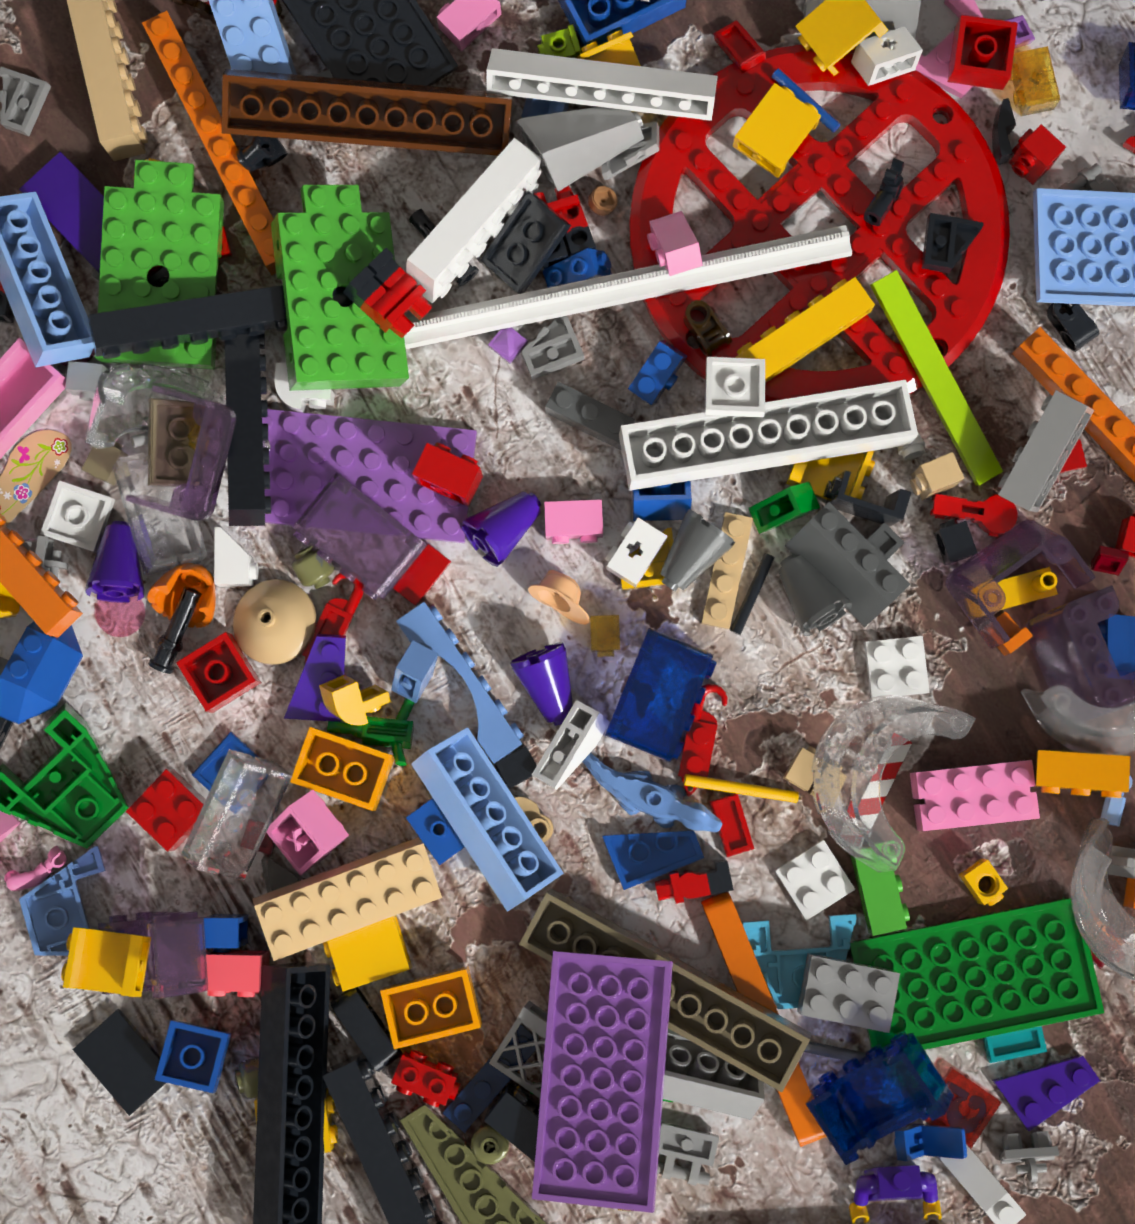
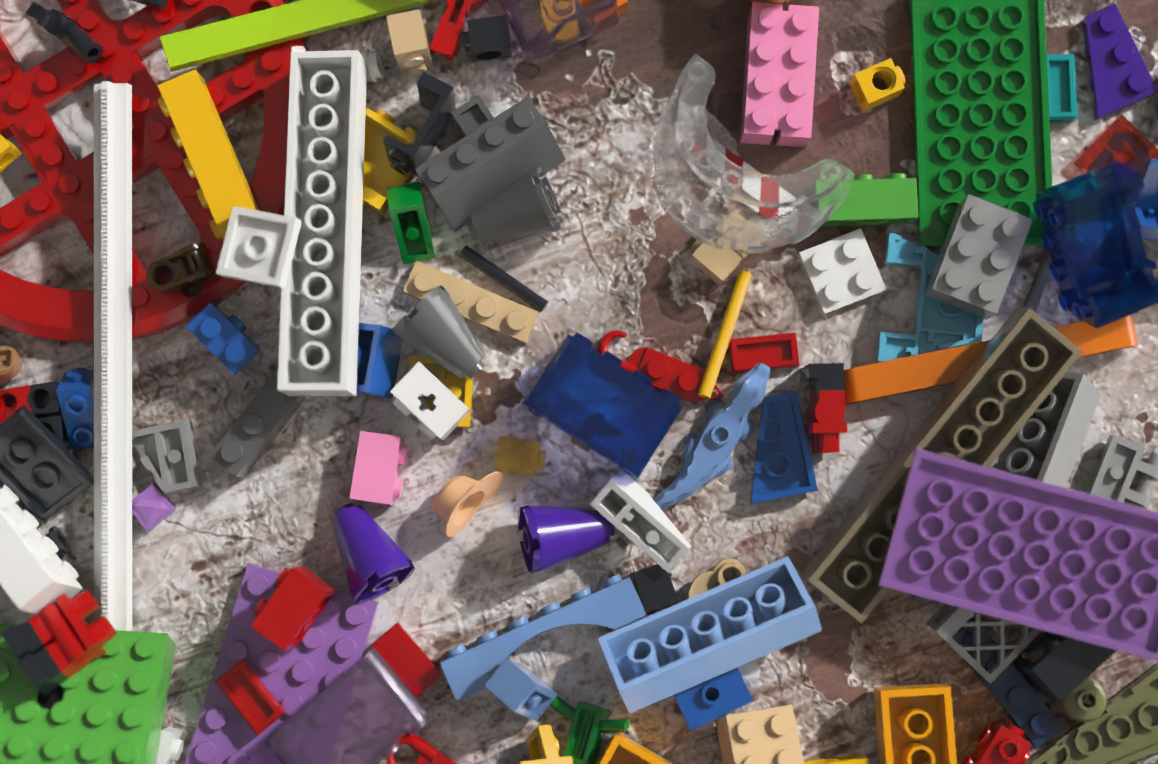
camera: 85 degrees left, 0 degrees up
(370, 454) = (250, 696): none -> red tile
(674, 243) = (72, 286): bright pink brick -> none
(896, 667) = (618, 133): white plate -> none

